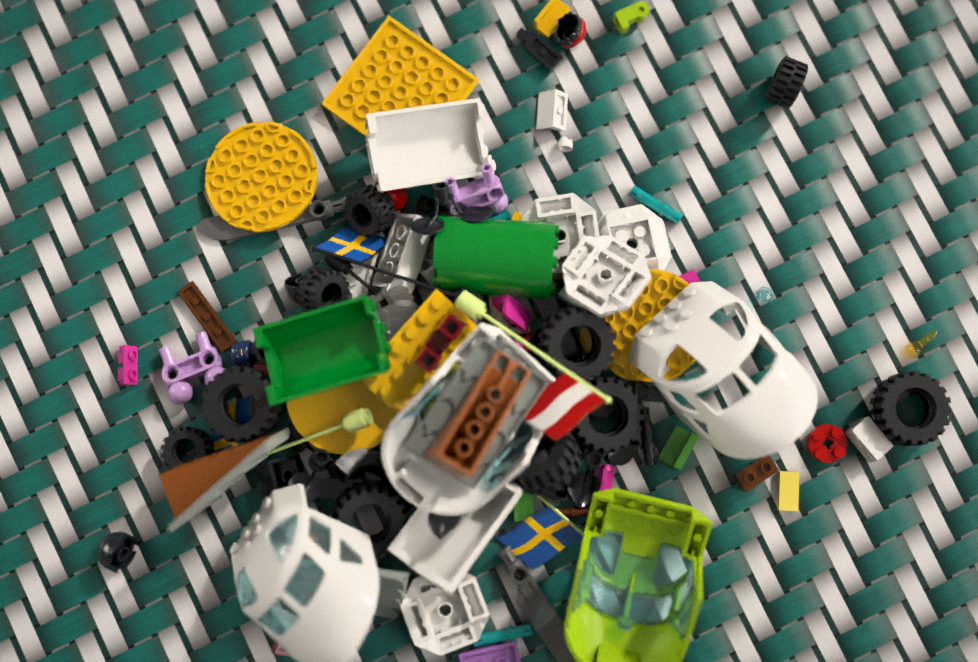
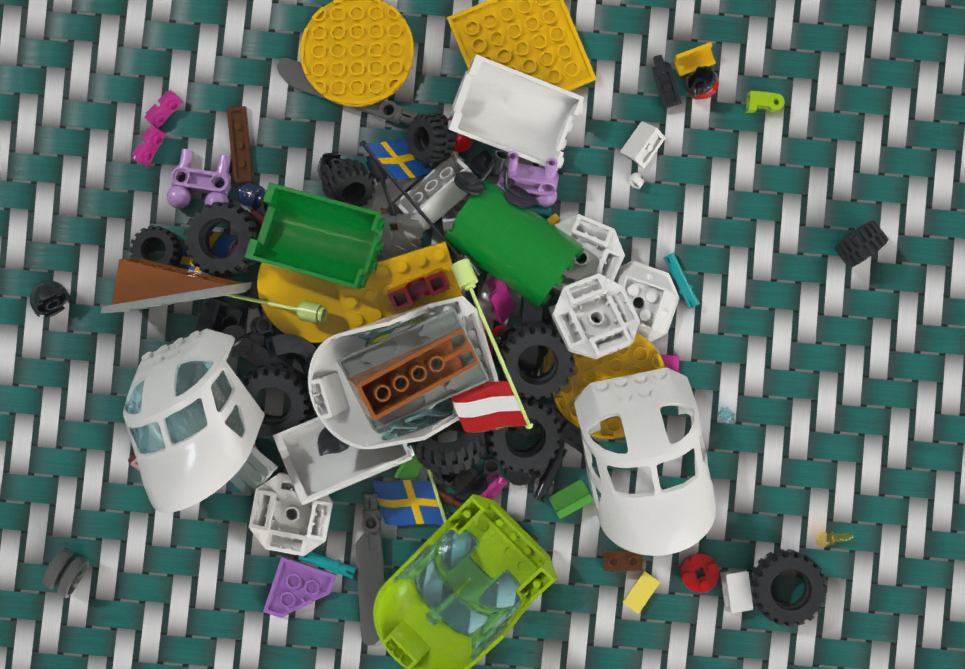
camera: 40 degrees right, 5 degrees up
(124, 318) = (158, 115): none -> dark pink hinge

